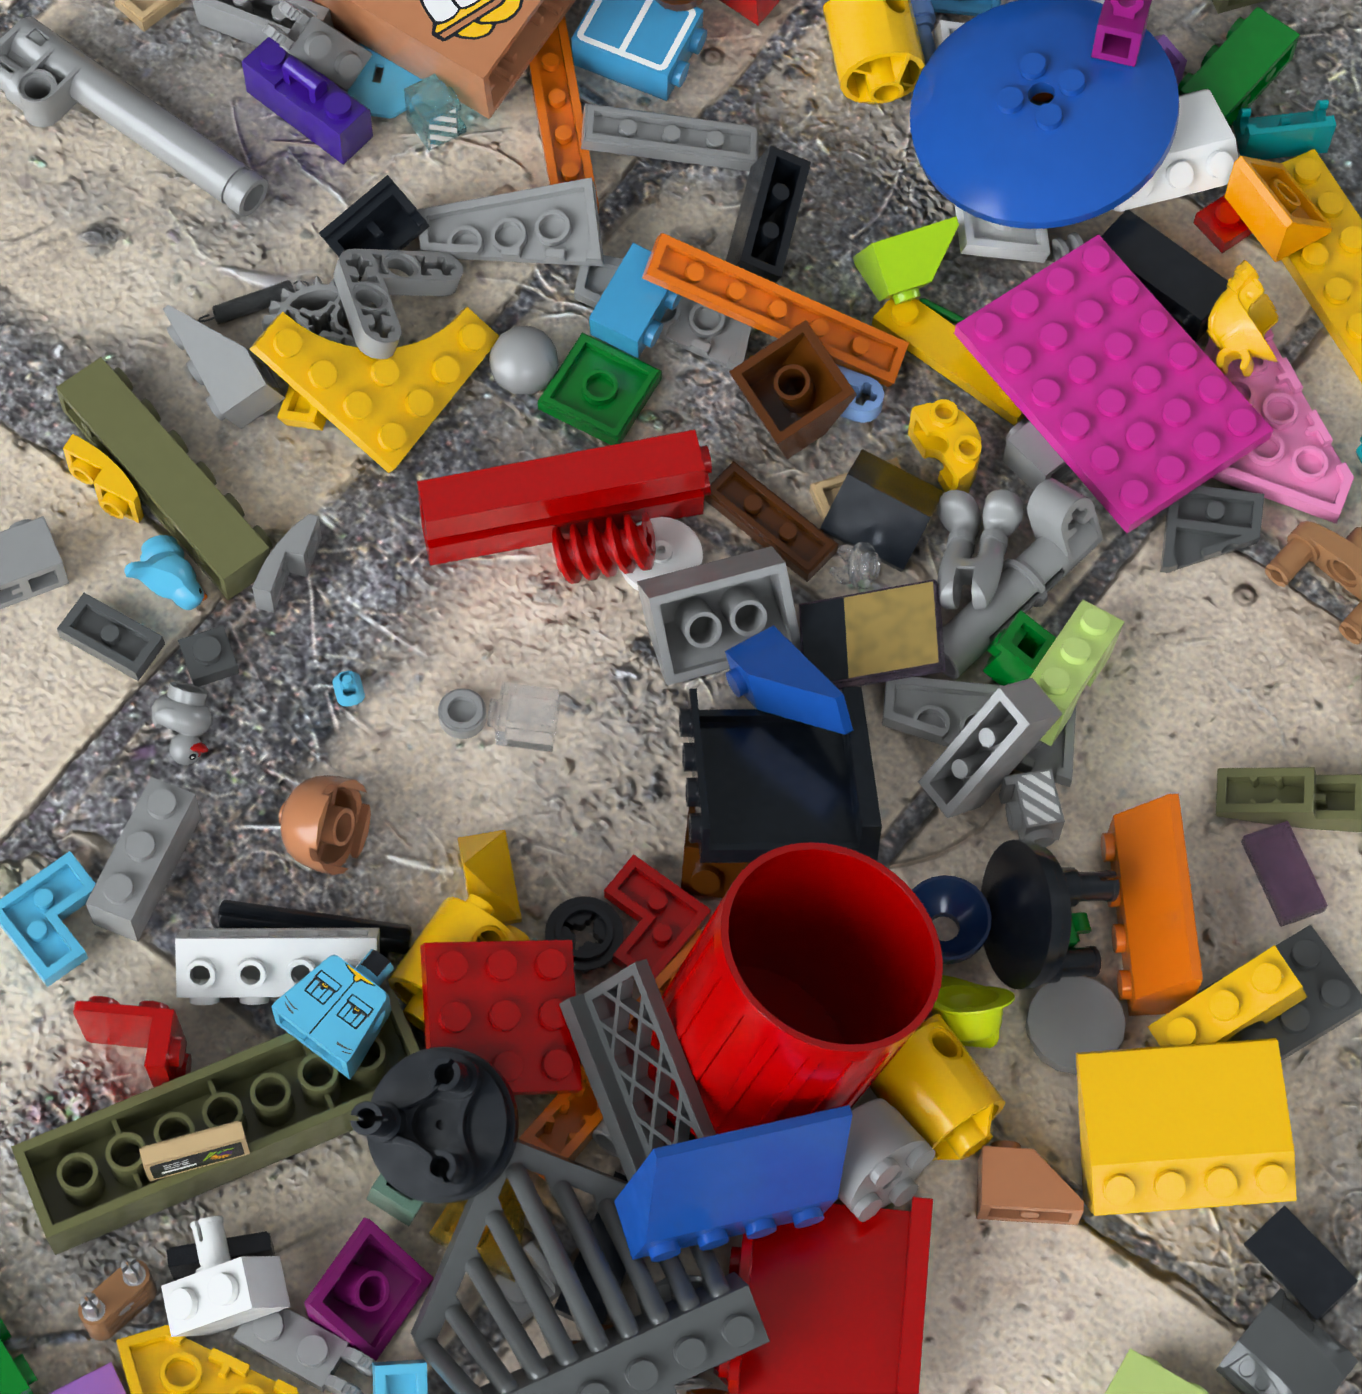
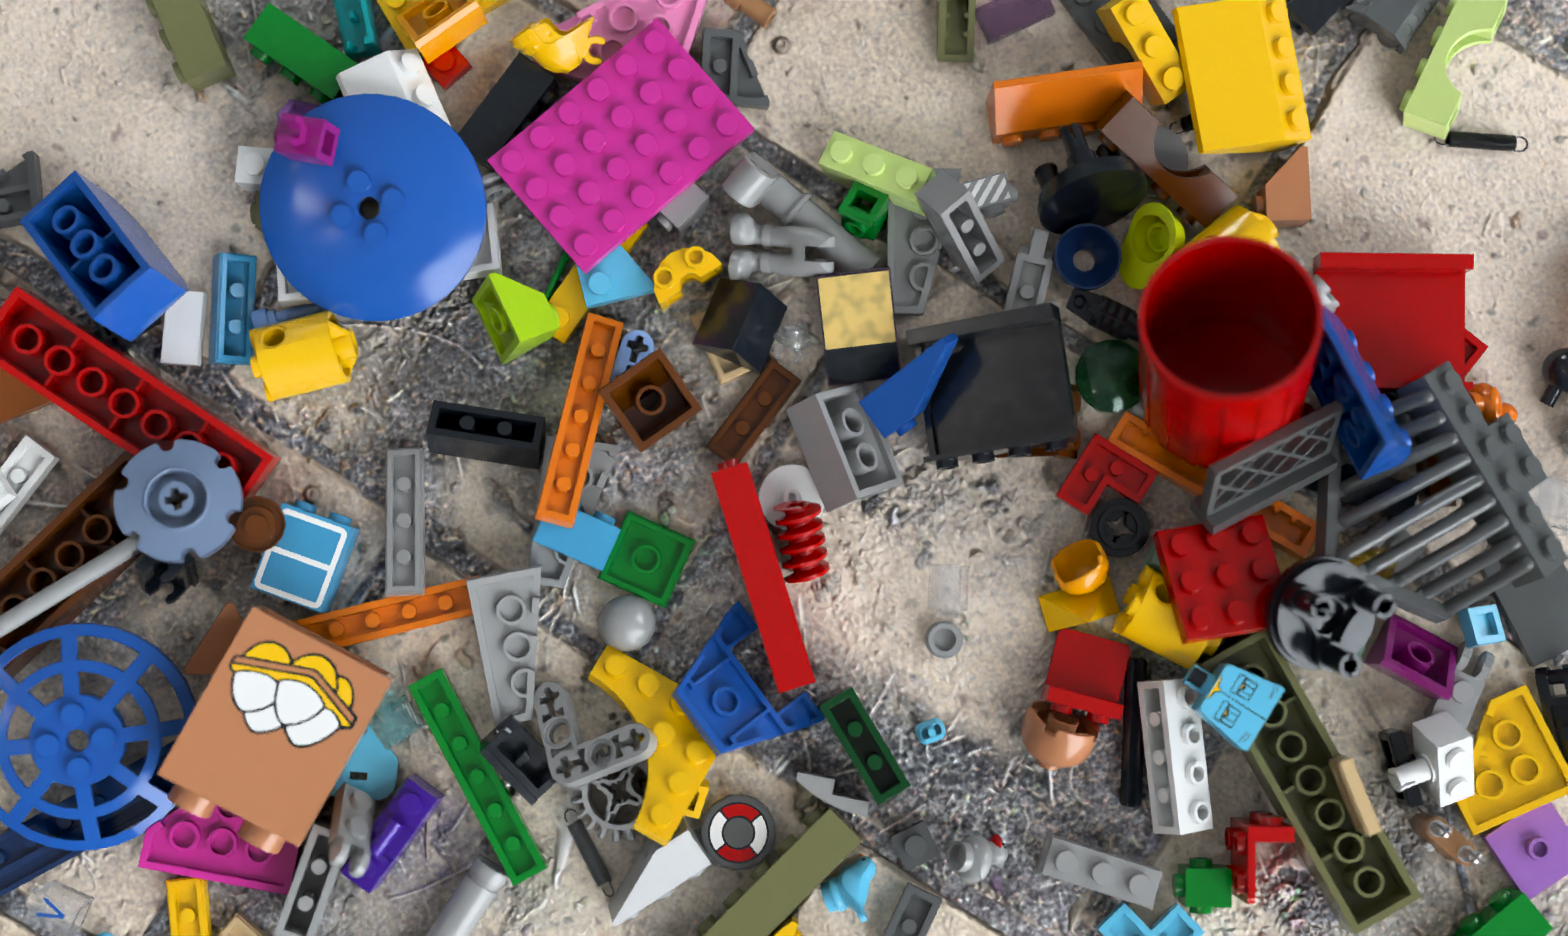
camera: 90 degrees left, 20 degrees up
(107, 974) = (1203, 885): none -> green brick
(255, 461) = (738, 832): none -> tile
(318, 204) = (477, 777): none -> green plate
(342, 596) = (864, 745): none -> dark green brick
(392, 869) = (1086, 675): none -> red bracket
(411, 441) = (727, 702): none -> blue wing
(534, 874) = (1080, 567): none -> light orange hair
(926, 852) = (1030, 273): none -> light grey hinge
(948, 368) = (614, 280): none -> medium azure wing
(1104, 969) = (1196, 190): none -> reddish brown arch

